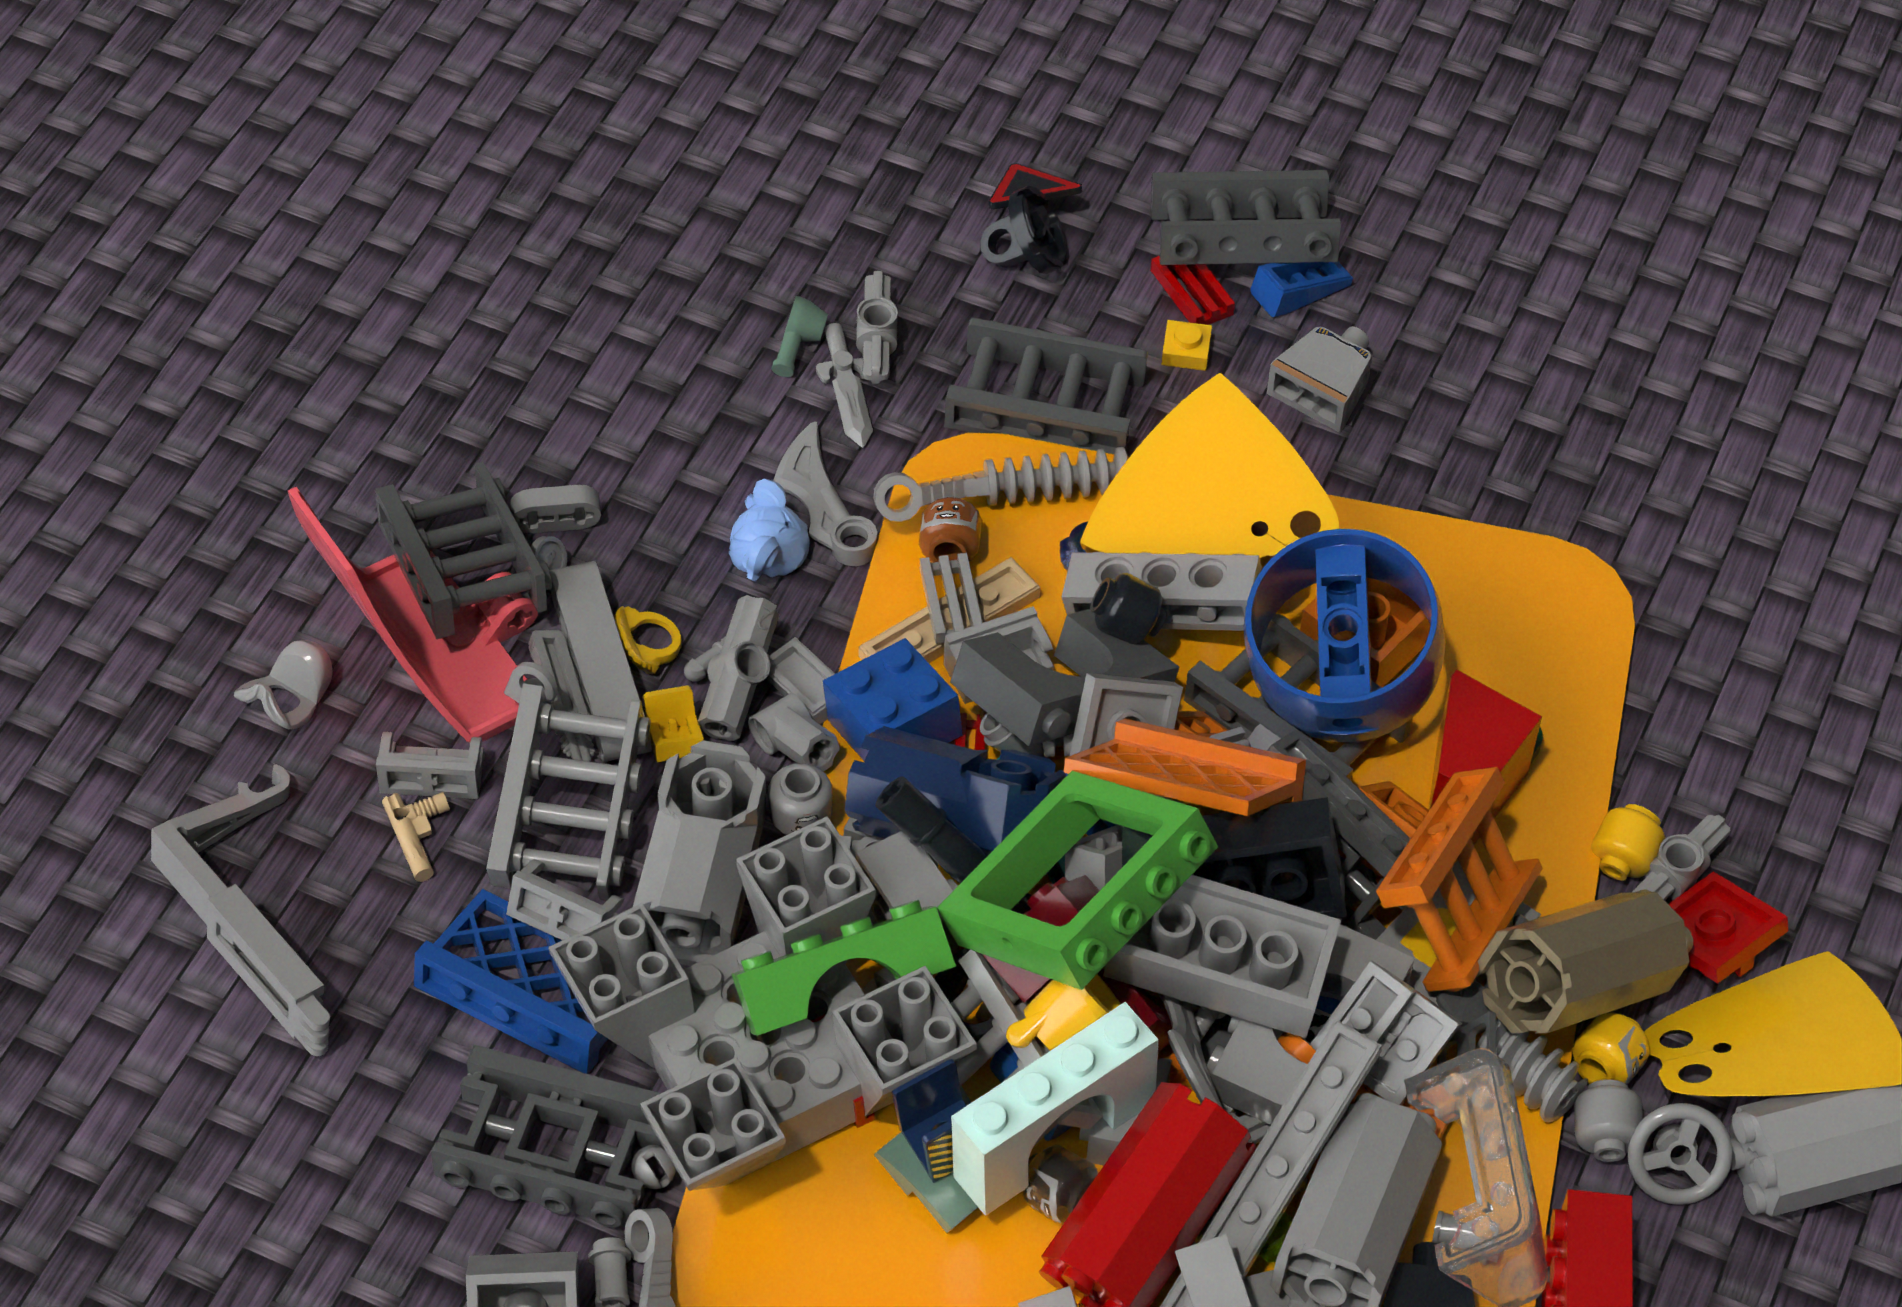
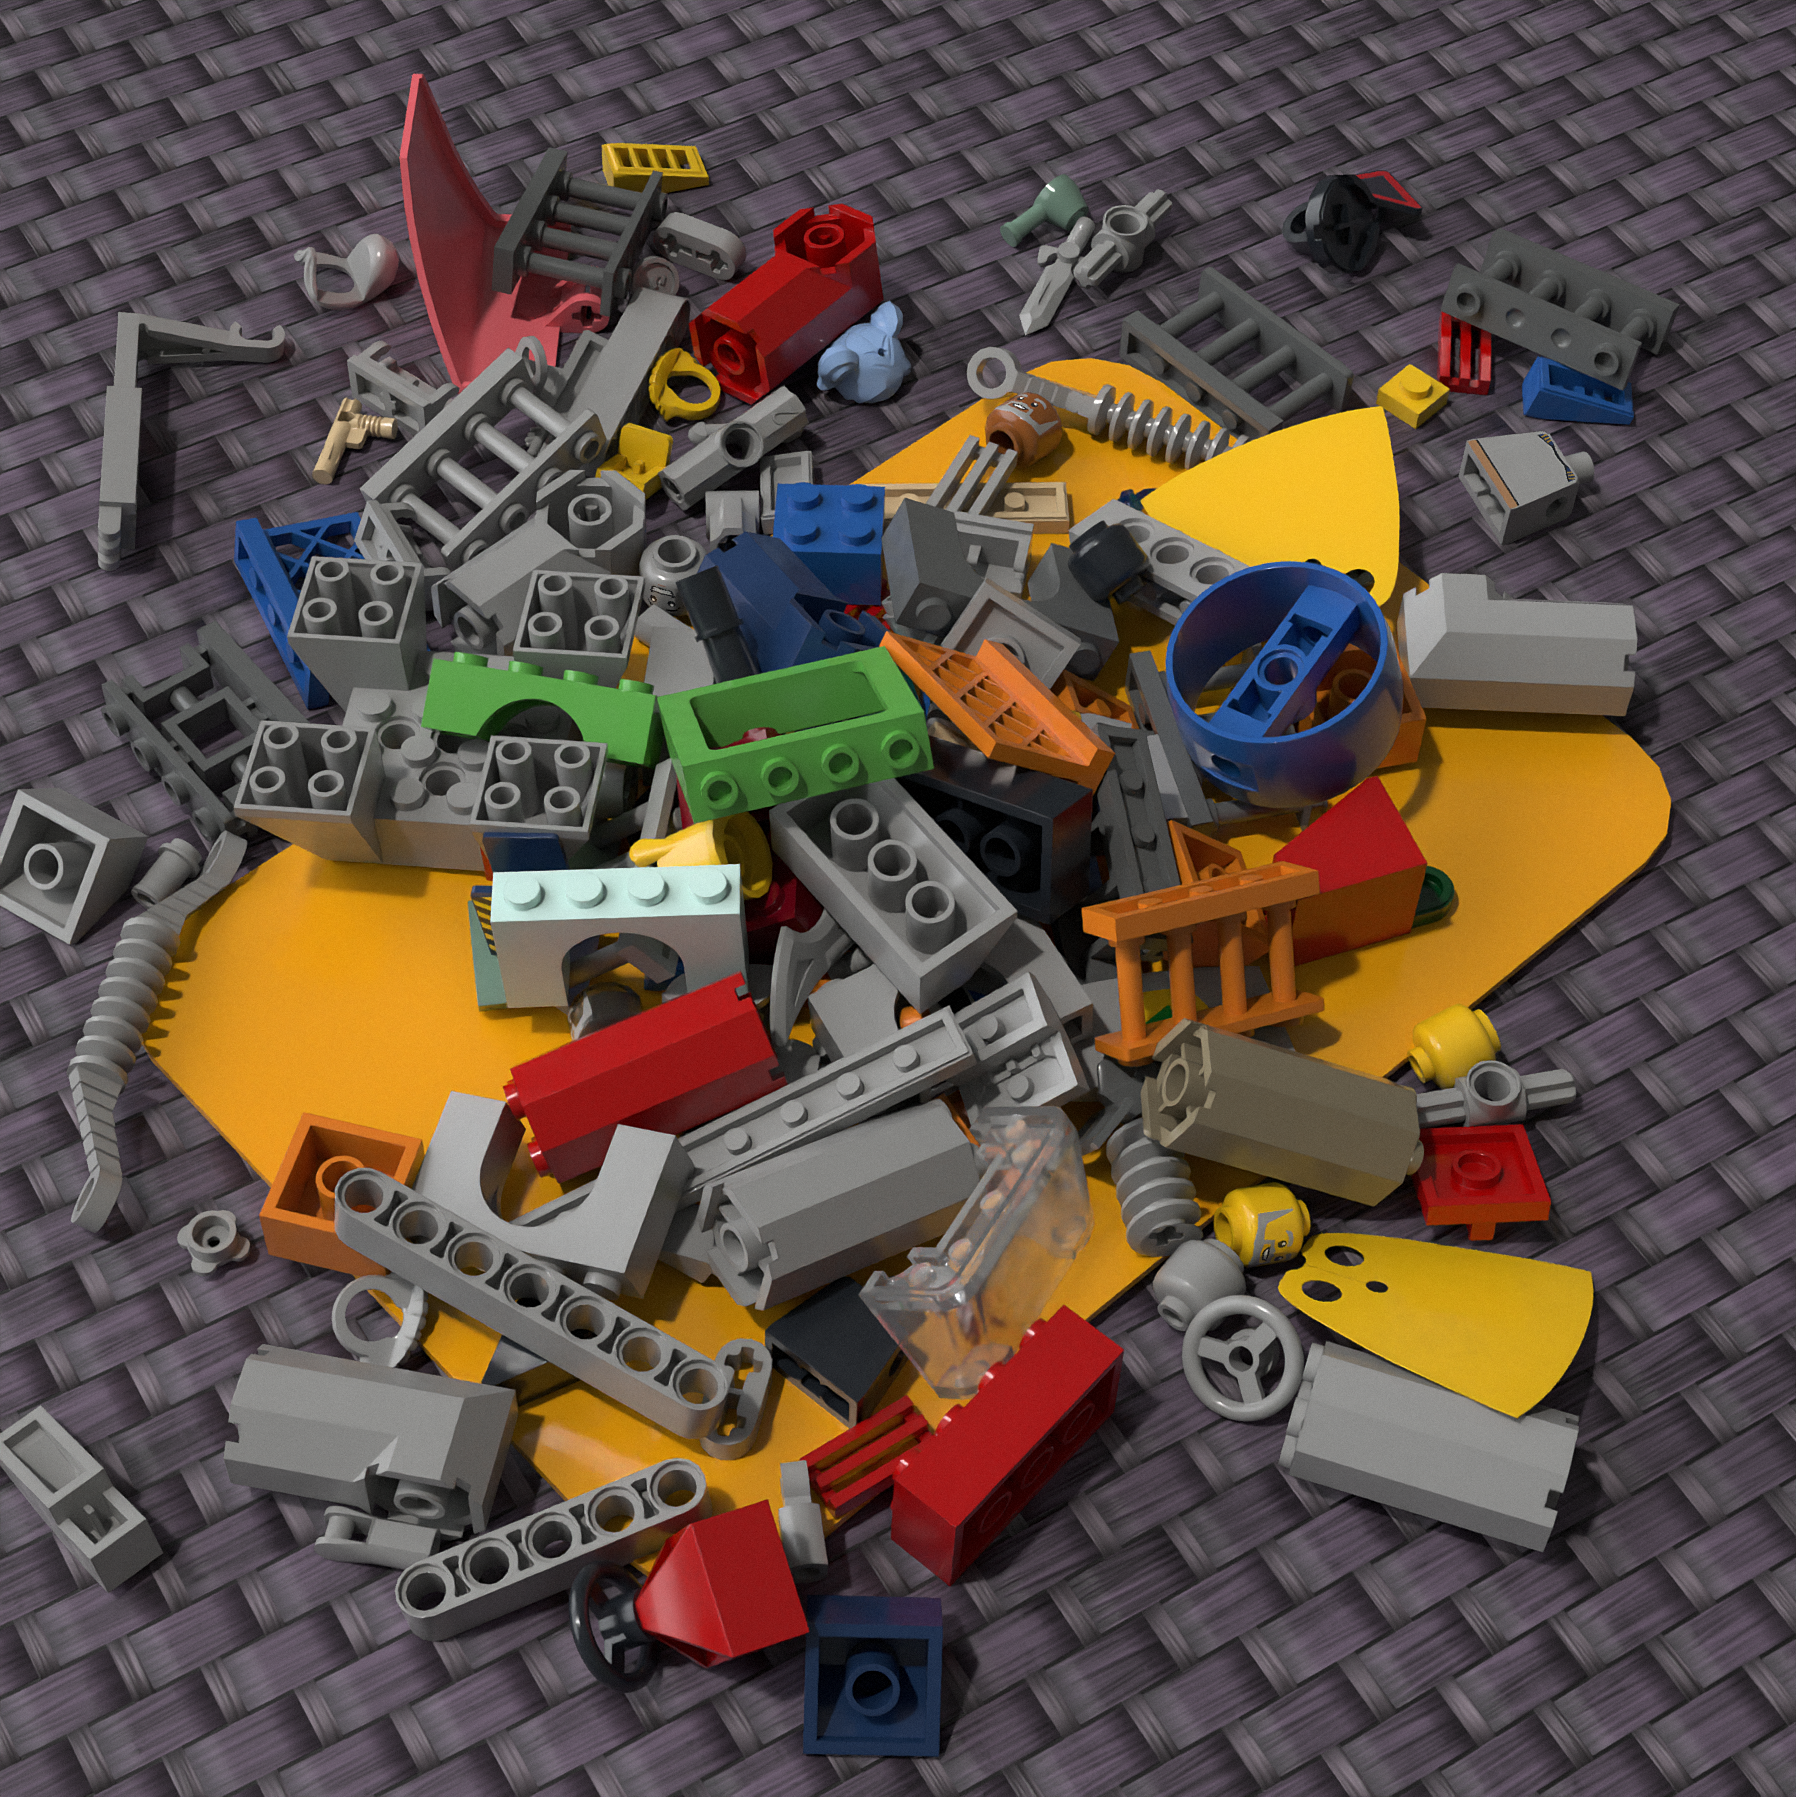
camera: 35 degrees right, 0 degrees up
(423, 466) = (631, 166): none -> yellow slope
(688, 520) = (792, 304): none -> red brick
(805, 477) = (947, 338): light grey piece -> none
(1459, 507) = (1511, 654): none -> light grey brick

